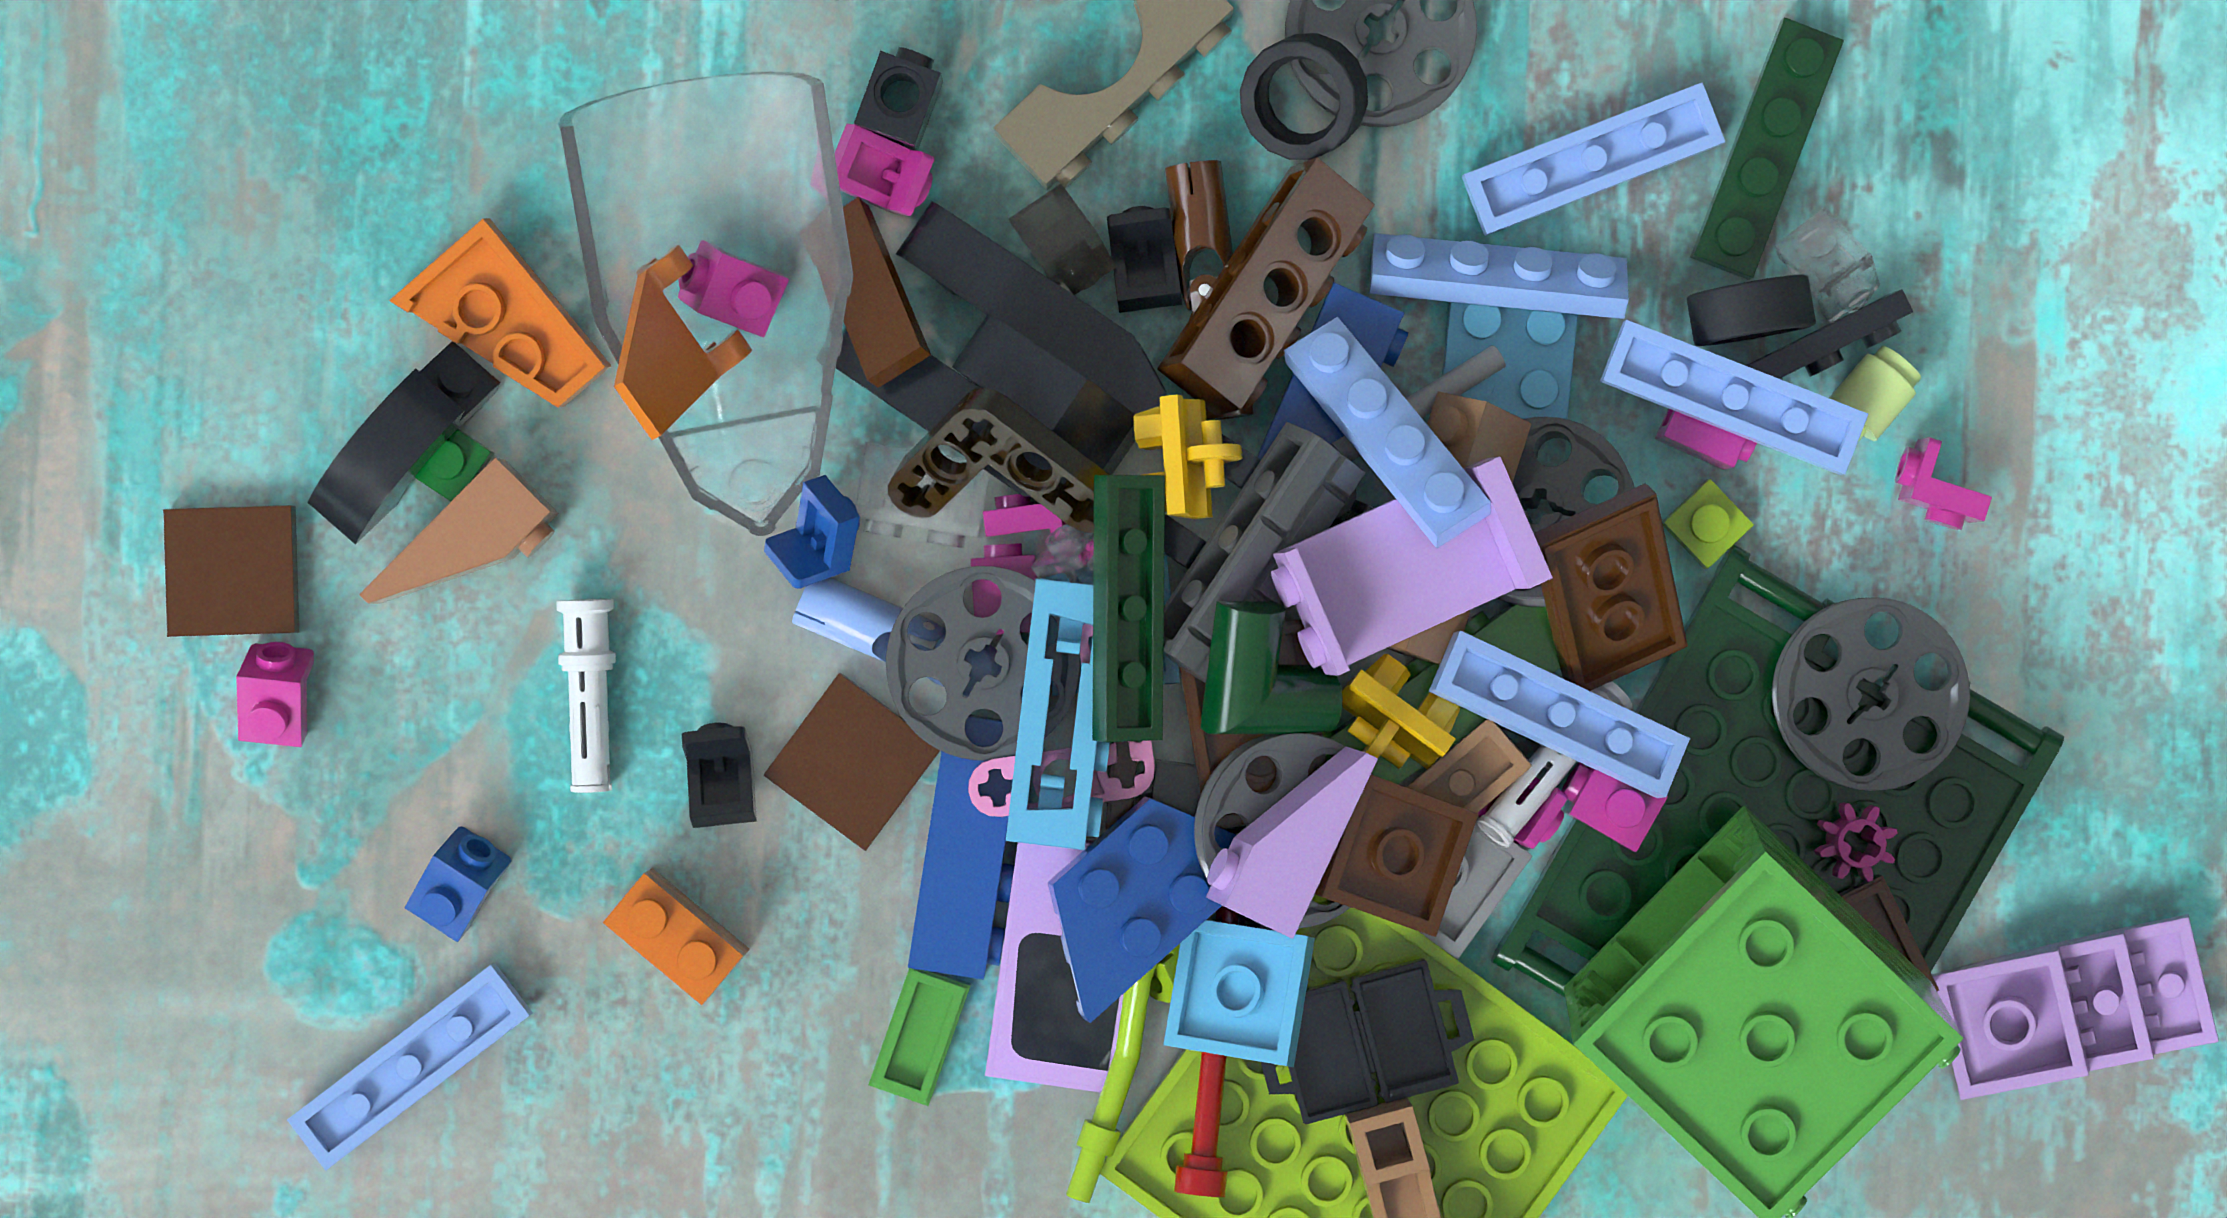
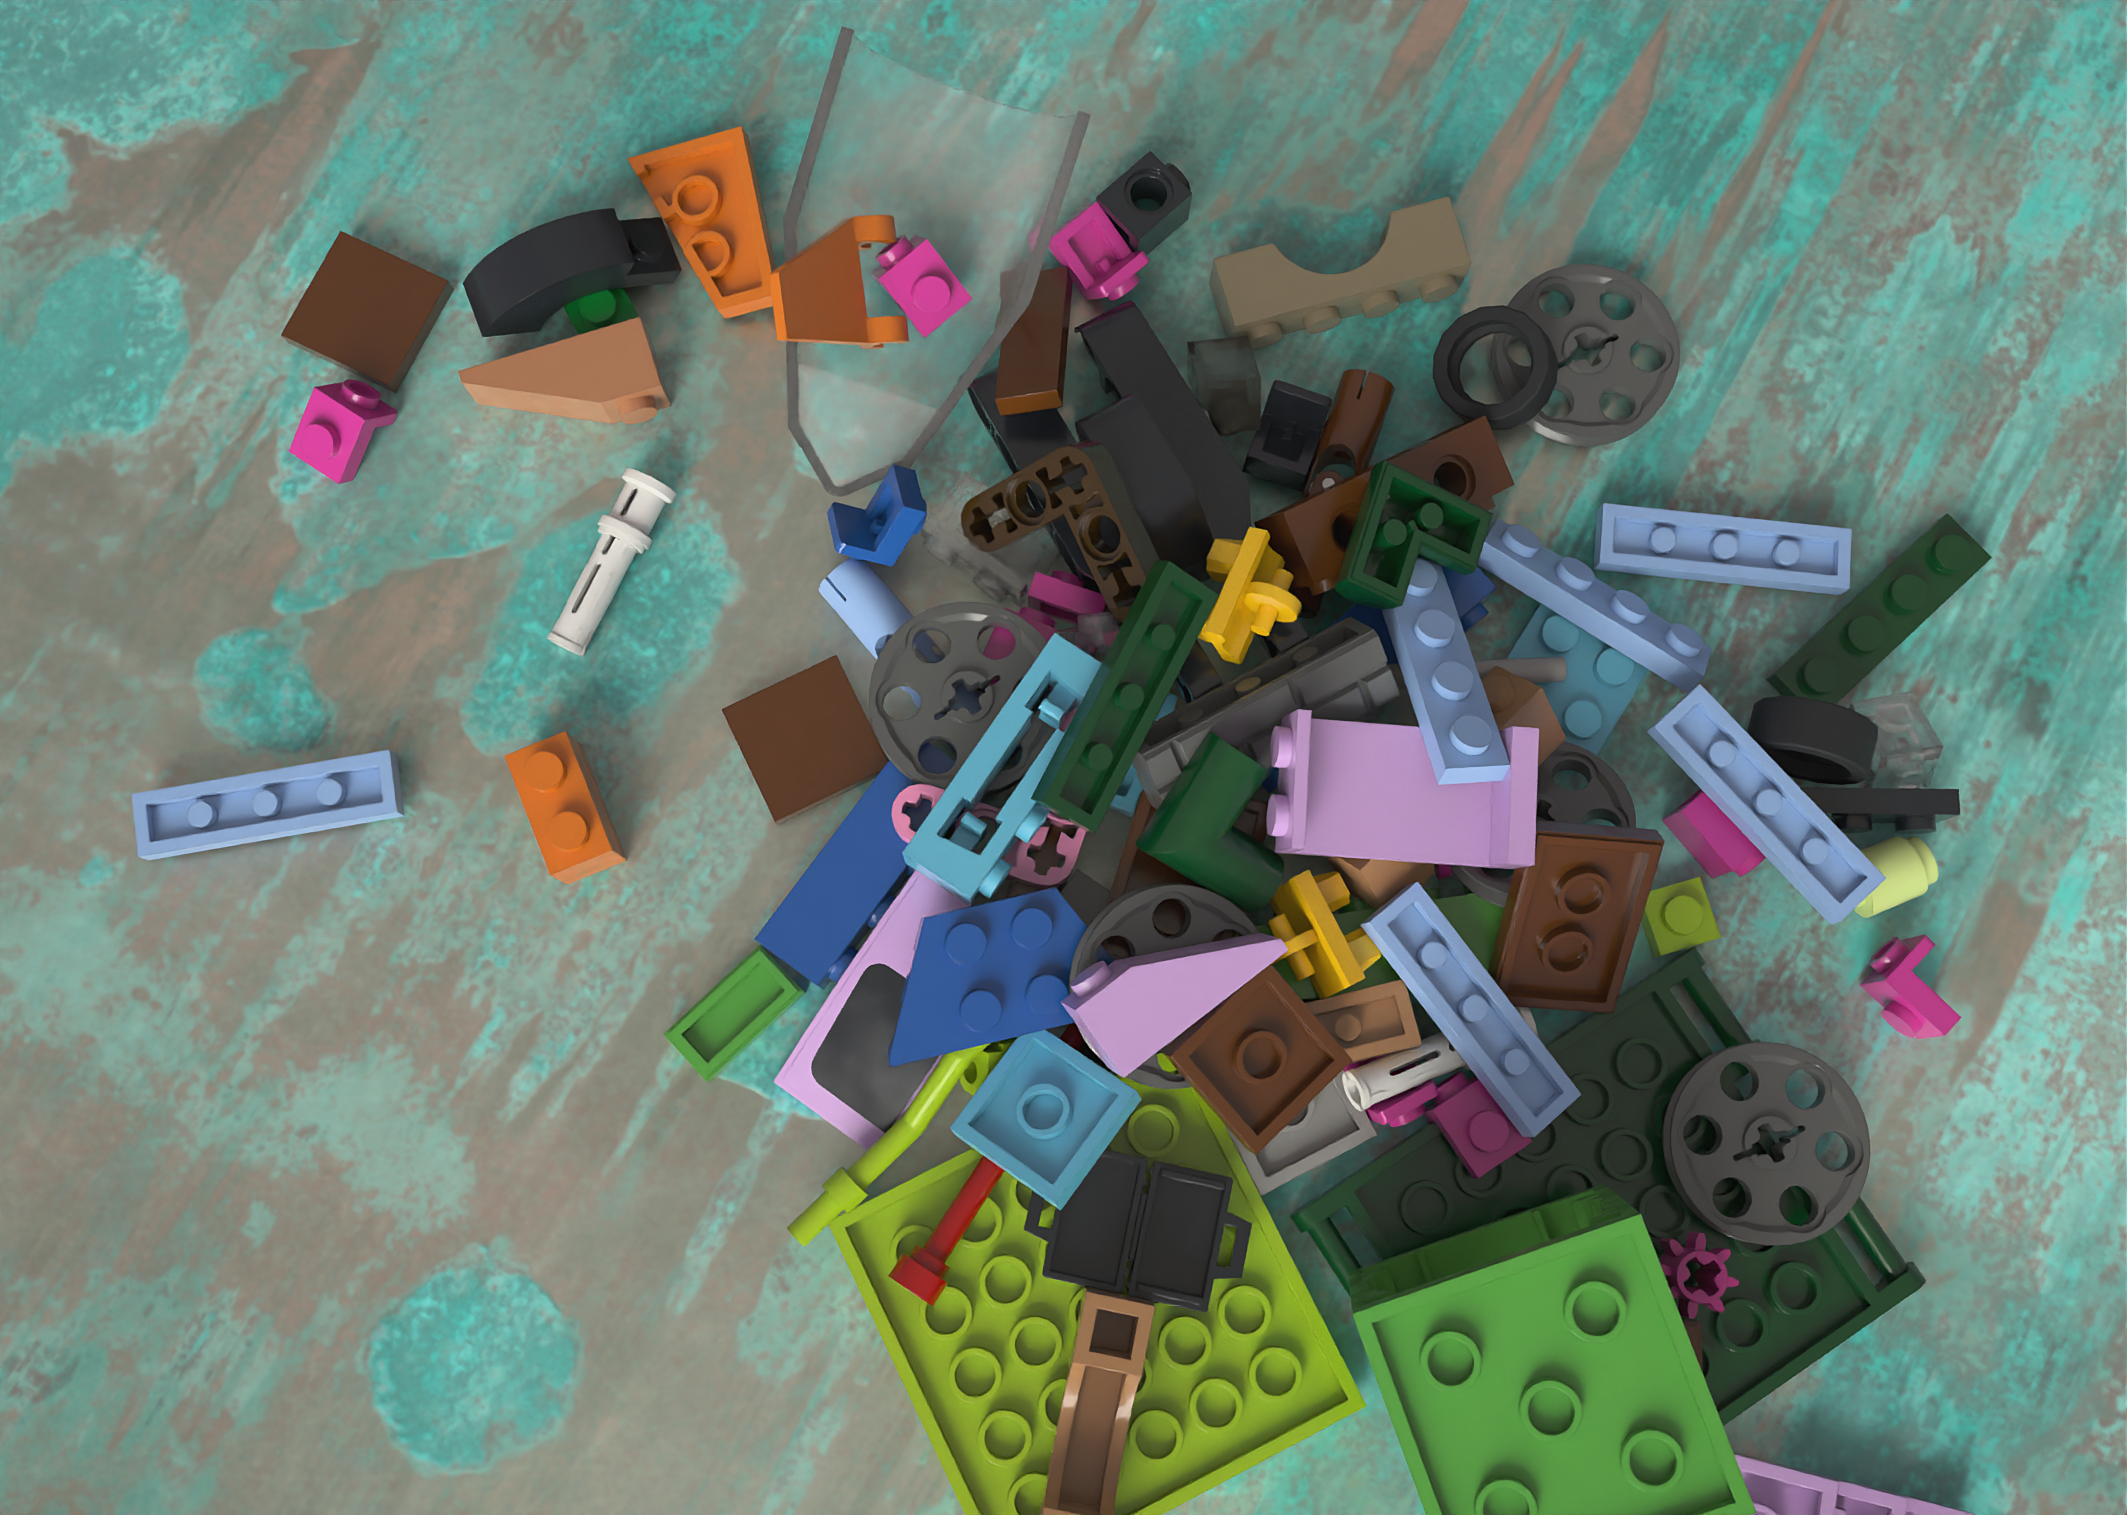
camera: 25 degrees right, 10 degrees down
(457, 882) = (403, 665): blue bracket -> none
(719, 775) = (683, 687): black bracket -> none
(1285, 318) = (1397, 523): none -> dark green brick

